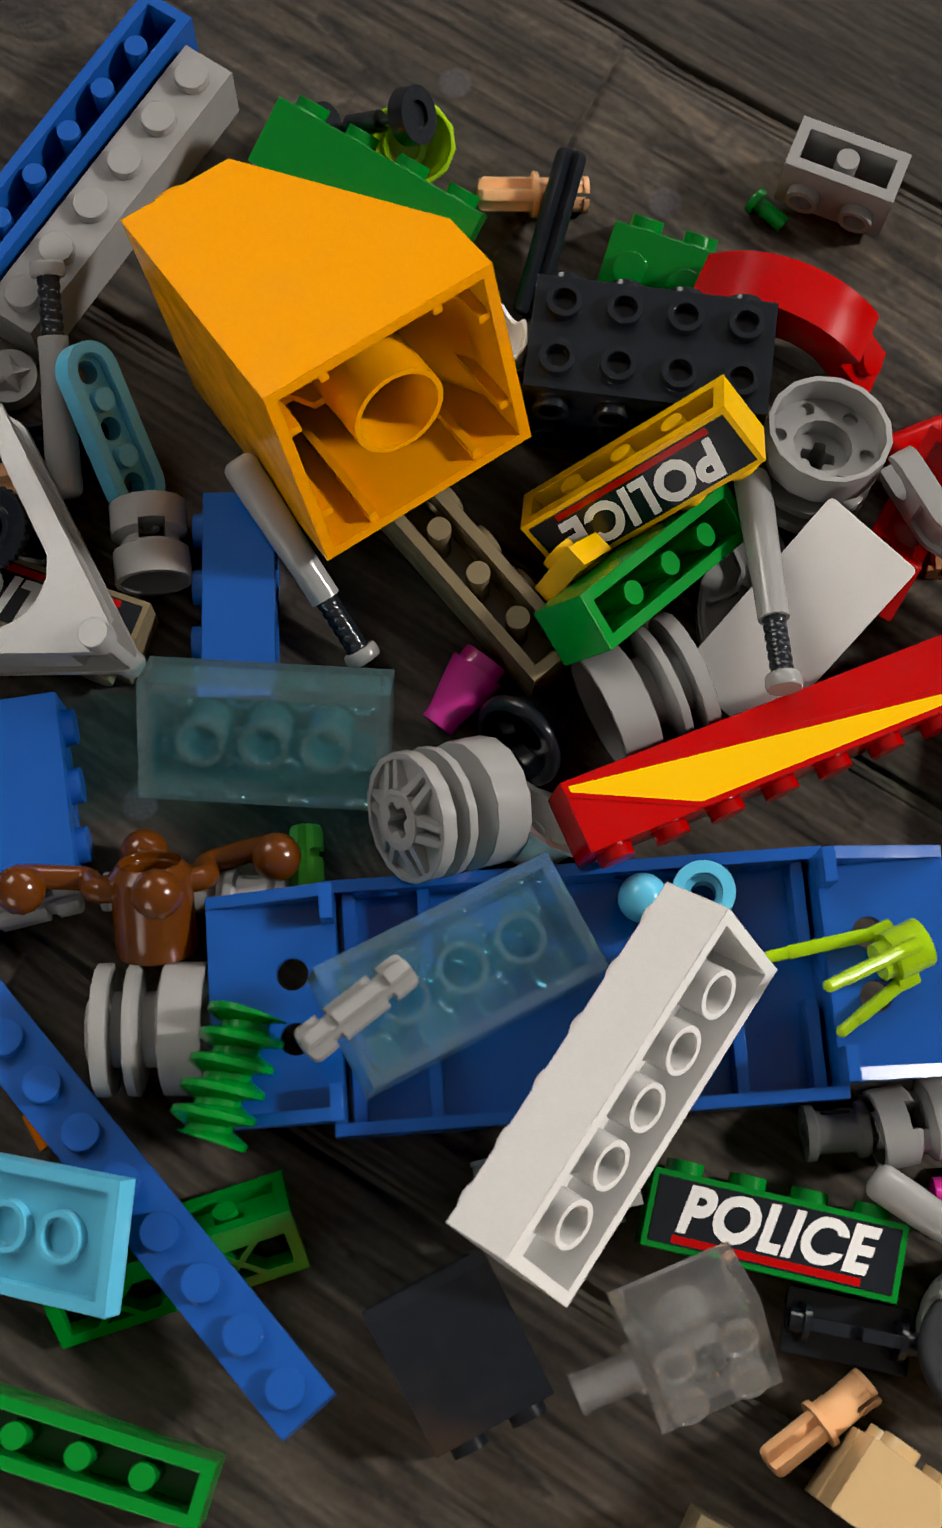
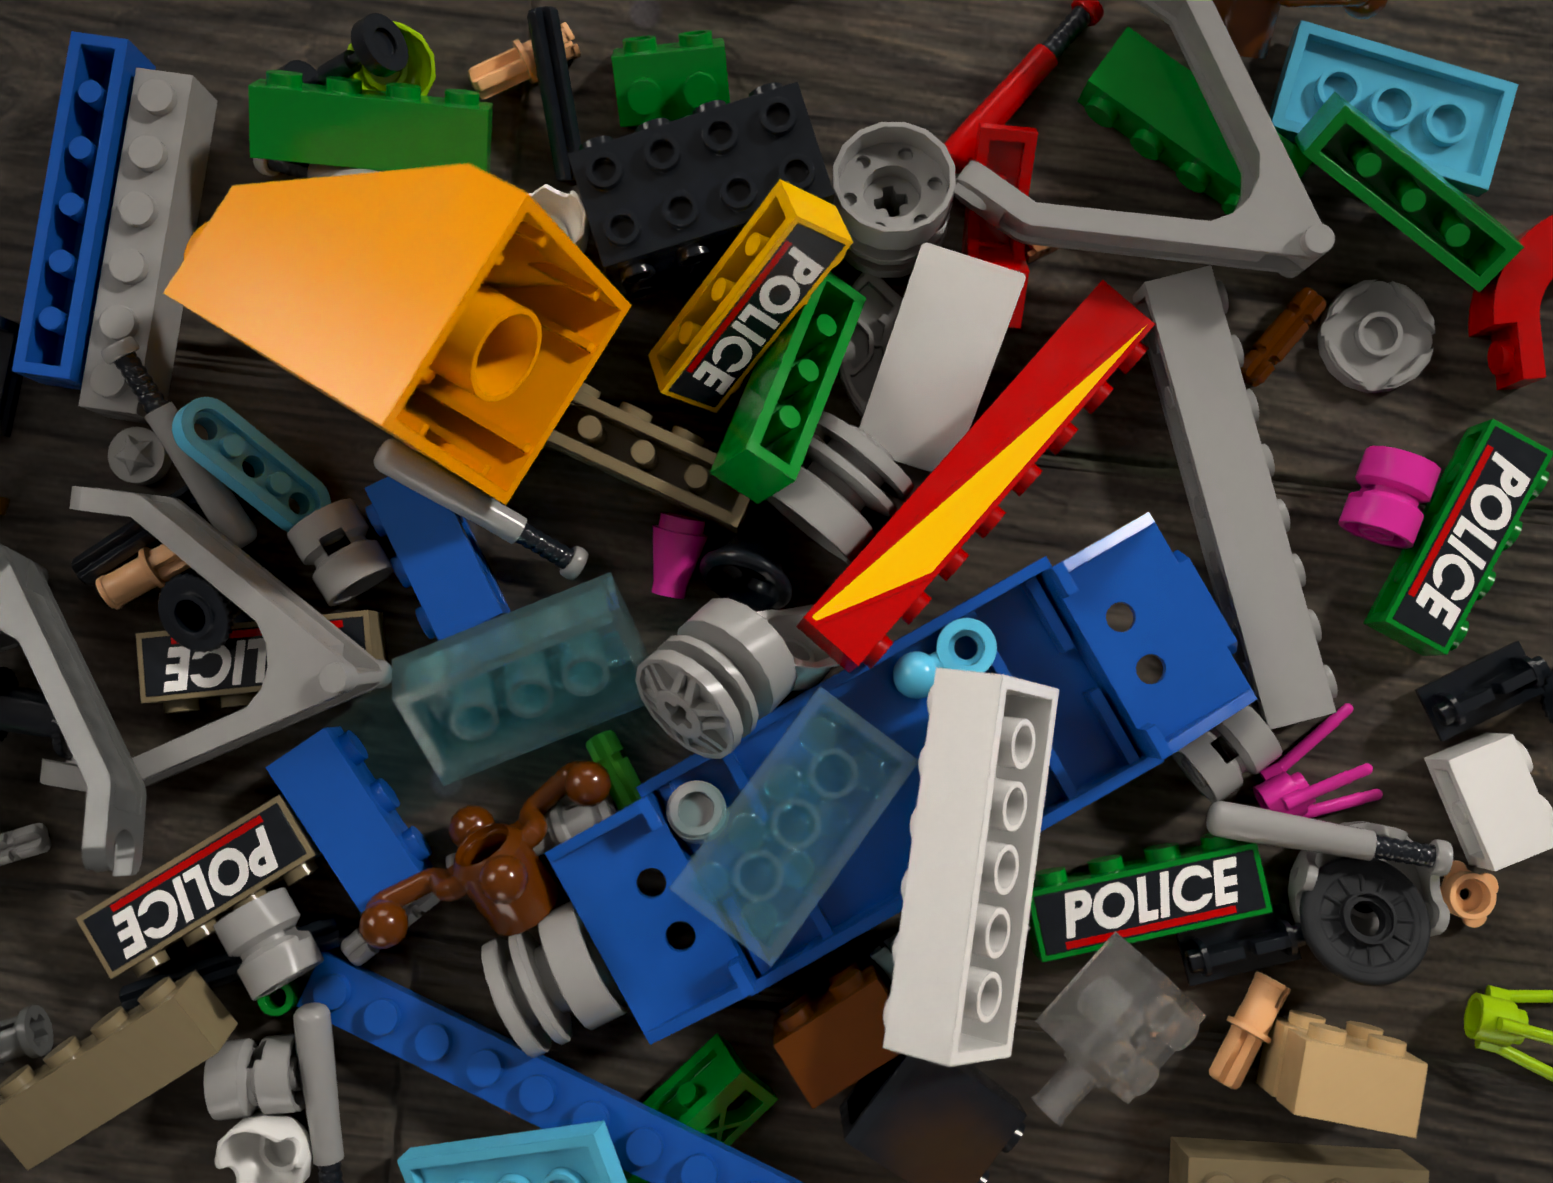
camera: 20 degrees left, 10 degrees up
(227, 1074) = (641, 1005): green piece -> none
(356, 1008) = (724, 909): light grey axle -> none
(364, 920) = (694, 810): none -> light grey tile
(401, 1215) = (835, 1032): none -> reddish brown brick
(570, 562) = (719, 406): yellow plate -> none
(765, 566) = (889, 326): light grey piece -> none
(813, 309) = (828, 64): red arch -> none
(835, 1131) = (1160, 788): dark grey bush -> none
(896, 954) = (1156, 633): lime plant -> none

